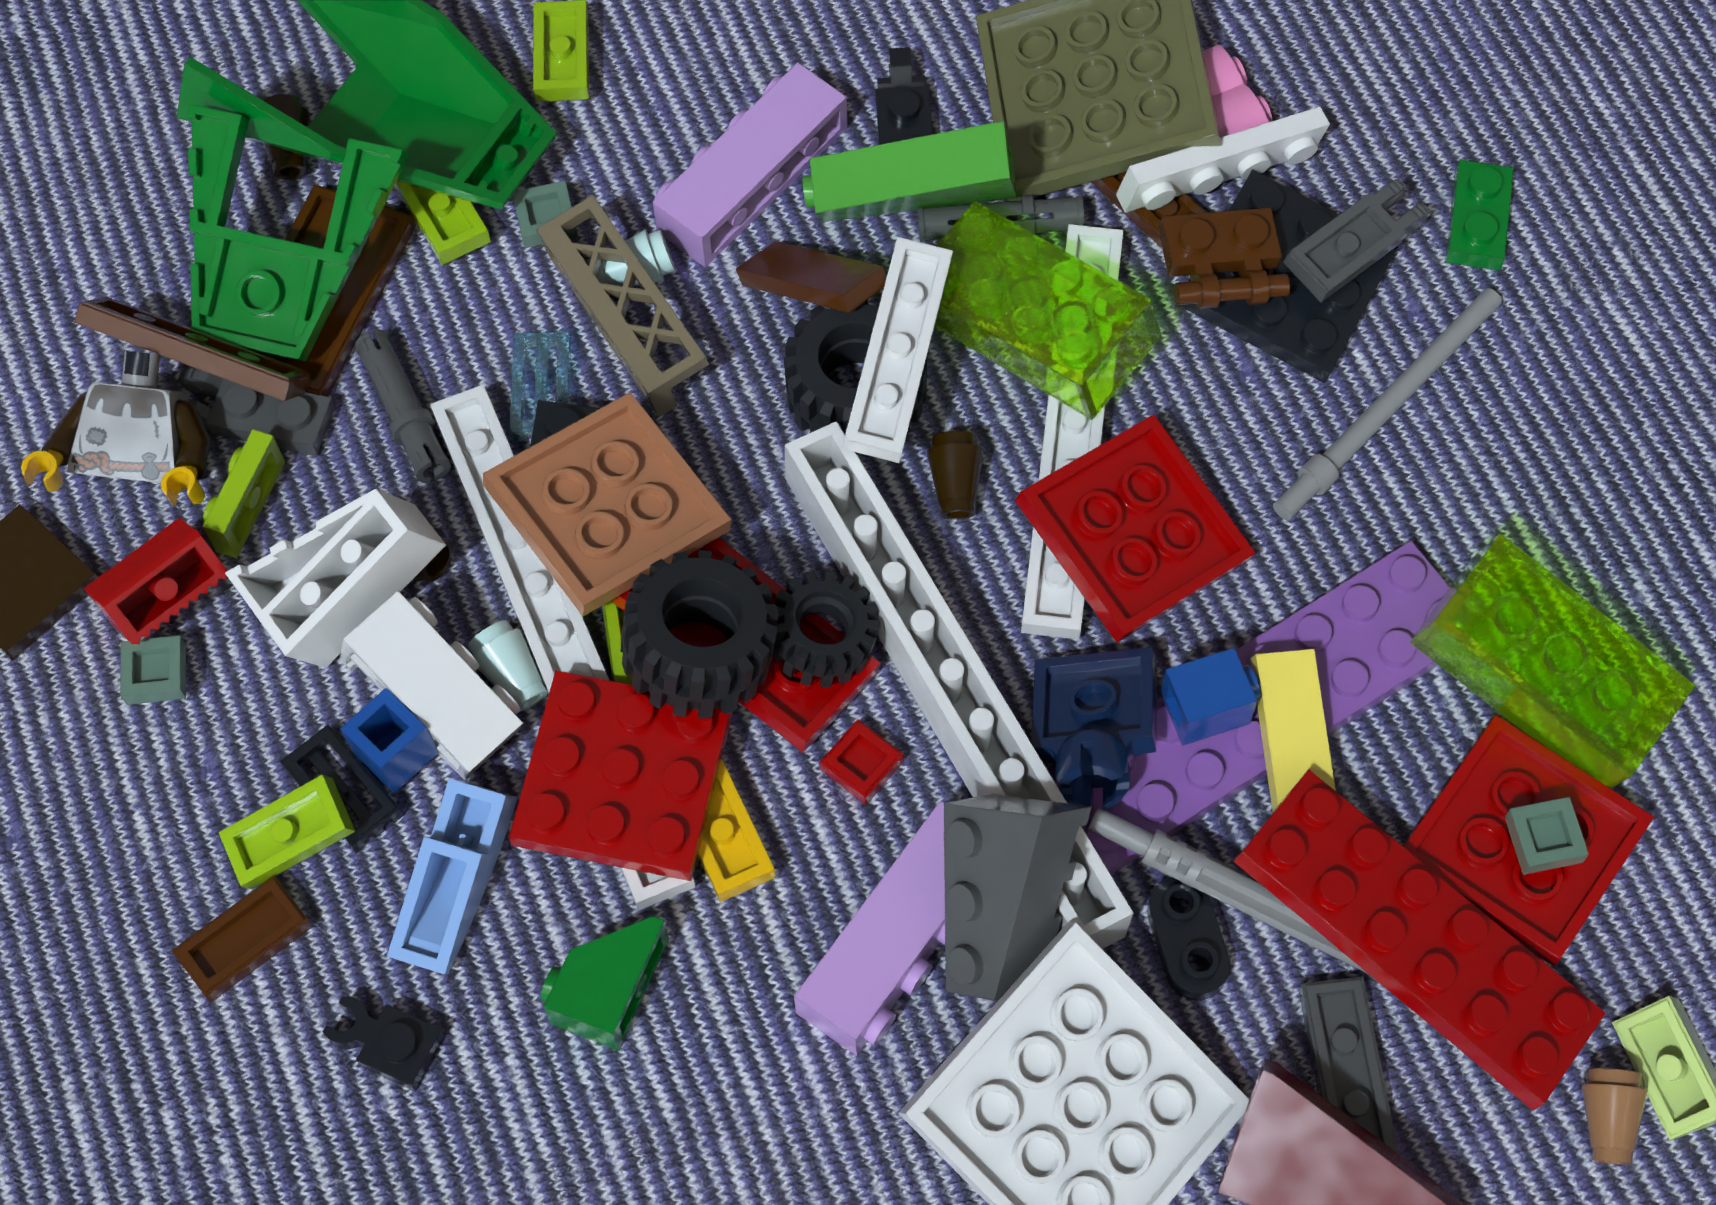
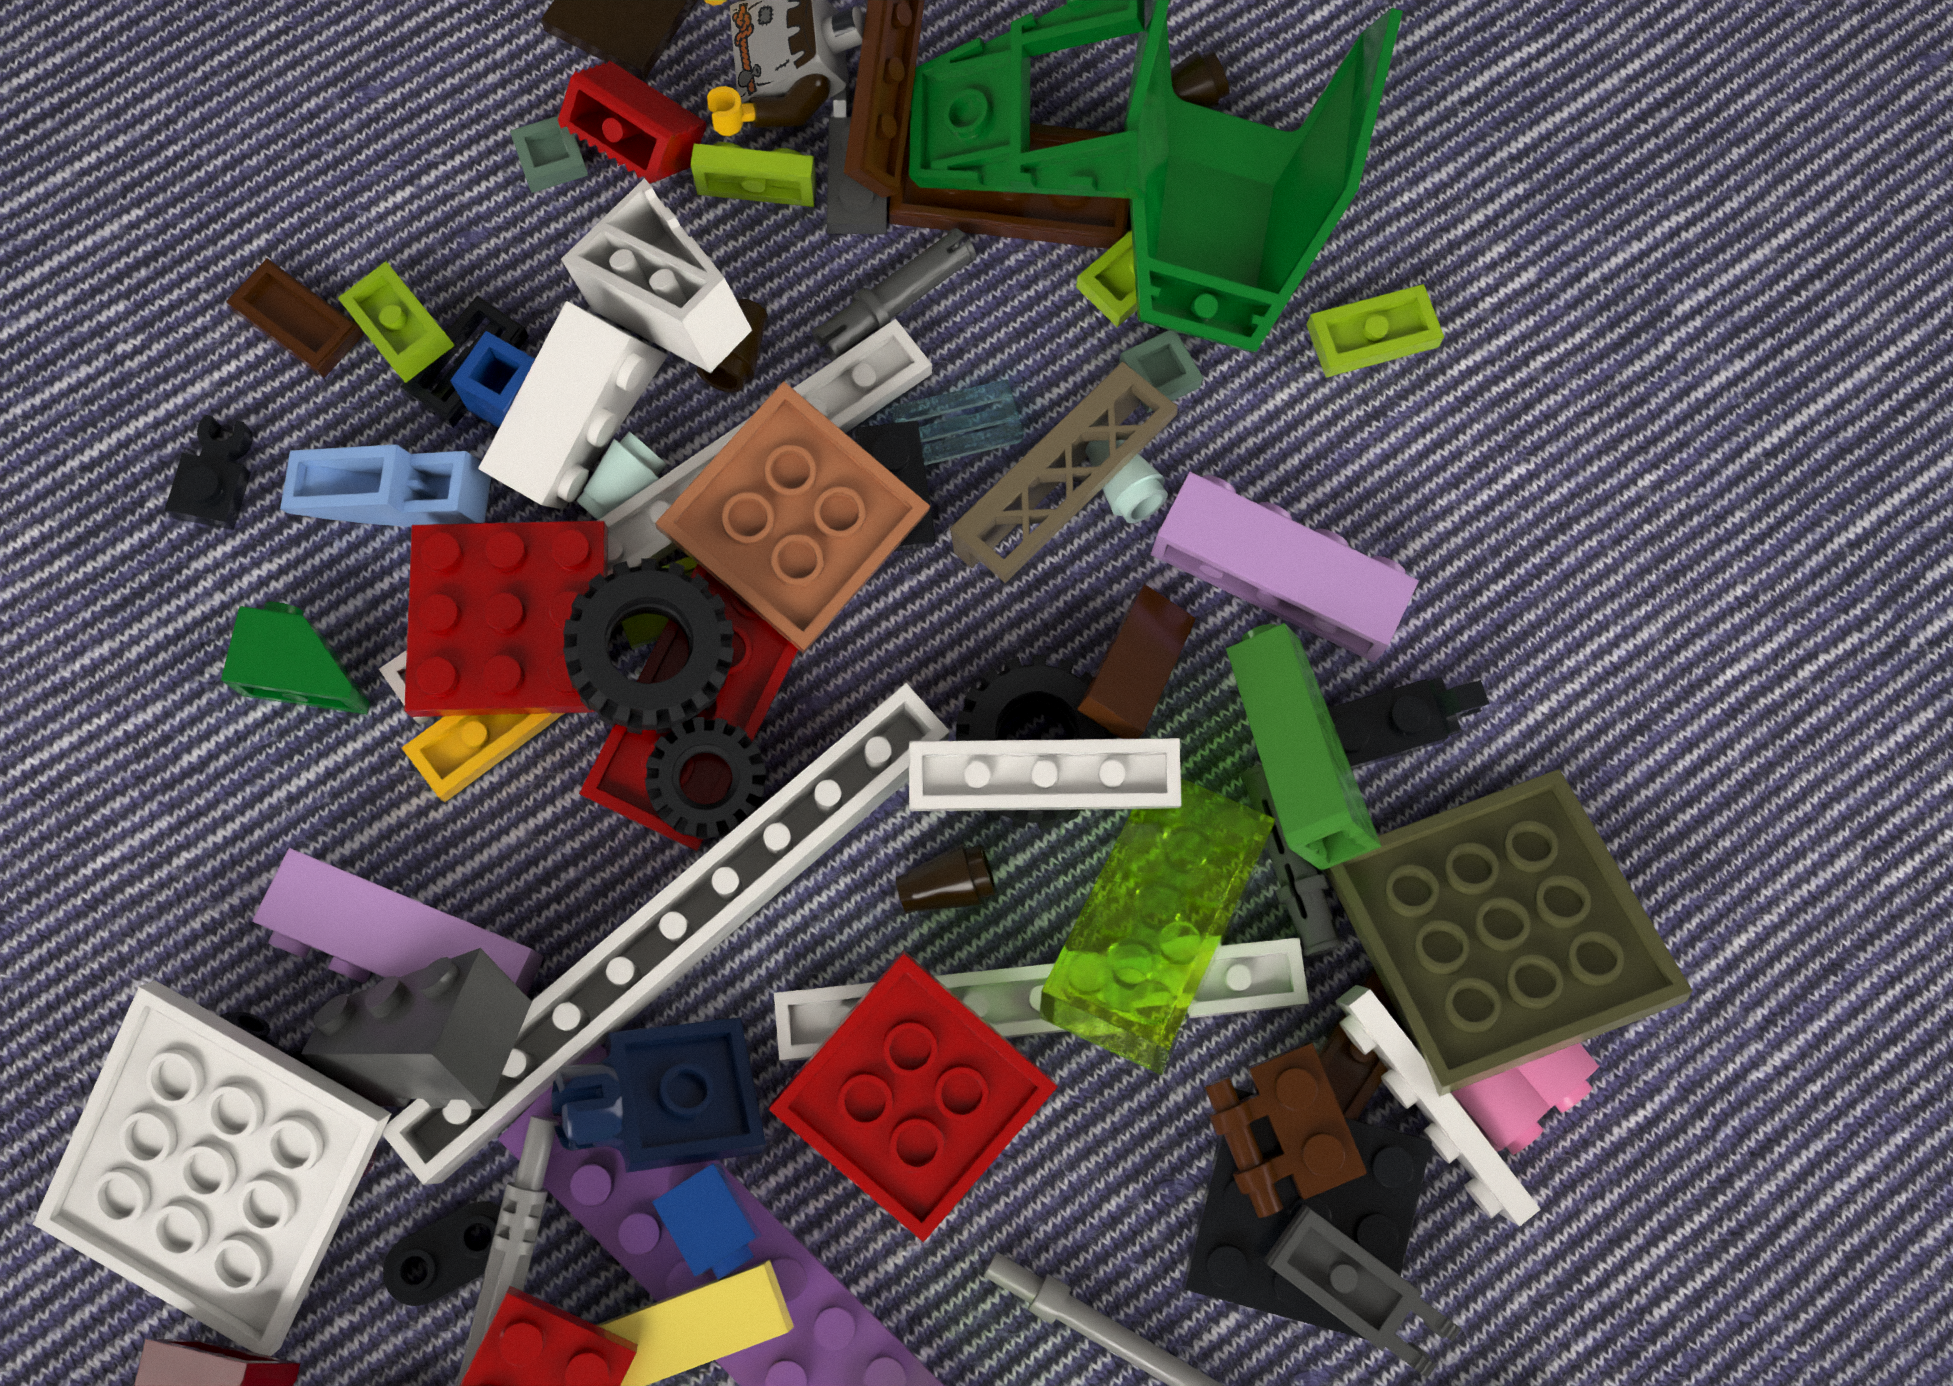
camera: 70 degrees right, 10 degrees up
(861, 761) = (590, 859): red tile -> none

